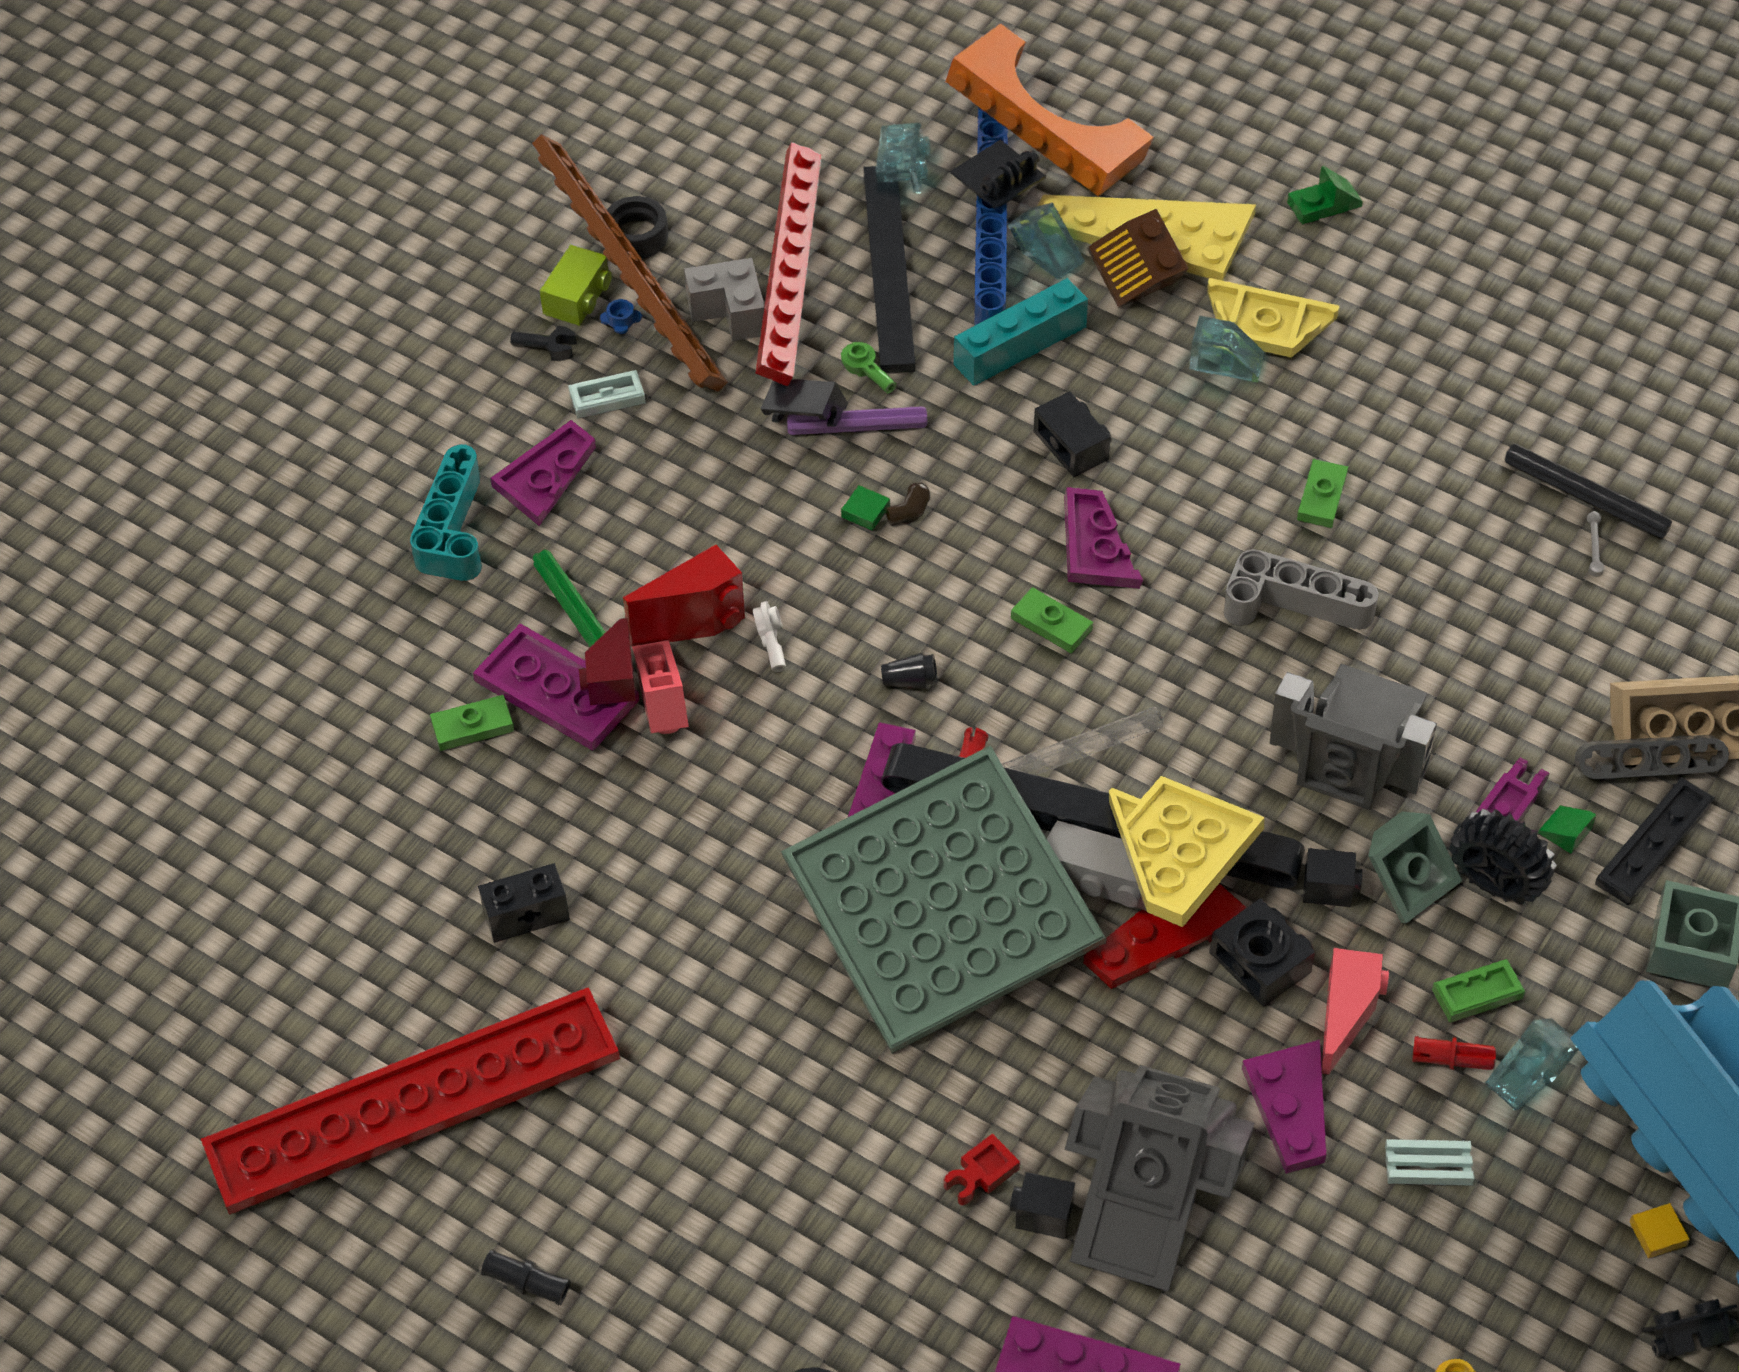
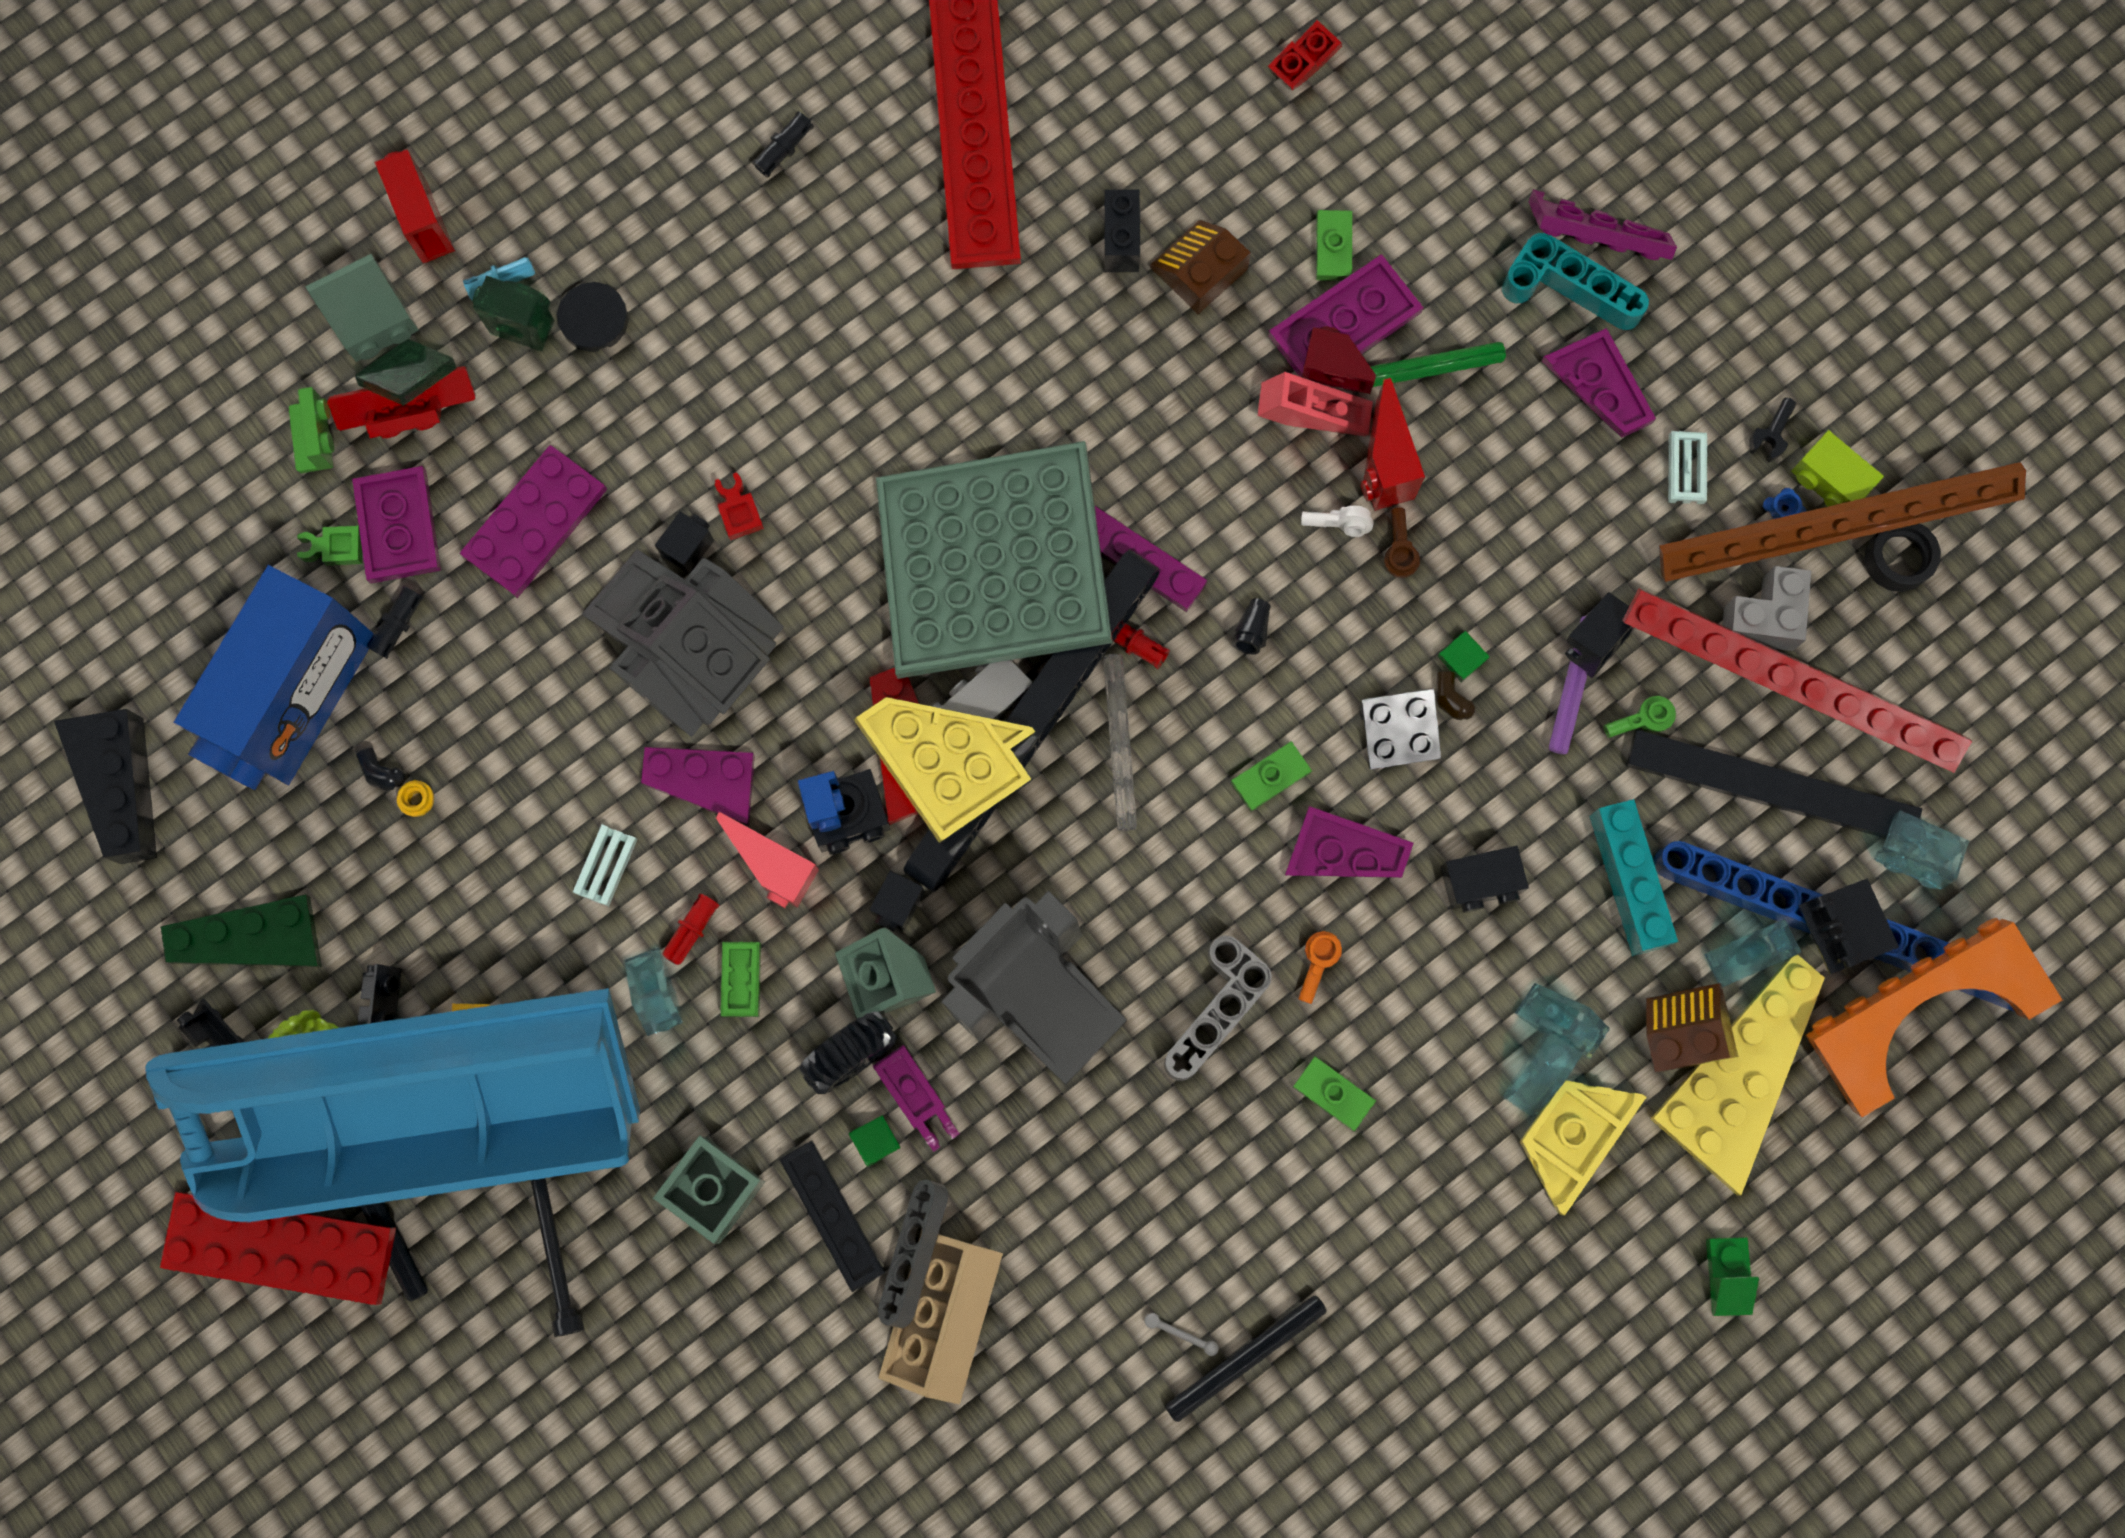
camera: 110 degrees right, 25 degrees up
(257, 808) = (1305, 56): none -> red slope
(386, 512) = (1600, 227): none -> magenta wing
(534, 822) = (1202, 264): none -> reddish brown slope
(787, 576) = (1401, 558): none -> reddish brown plate
(956, 533) = (1401, 728): none -> hinge
(1171, 350) = (1563, 1017): none -> clear light blue slope
(1200, 534) = (1322, 951): none -> orange plate
(1272, 945) = (821, 801): none -> blue brick

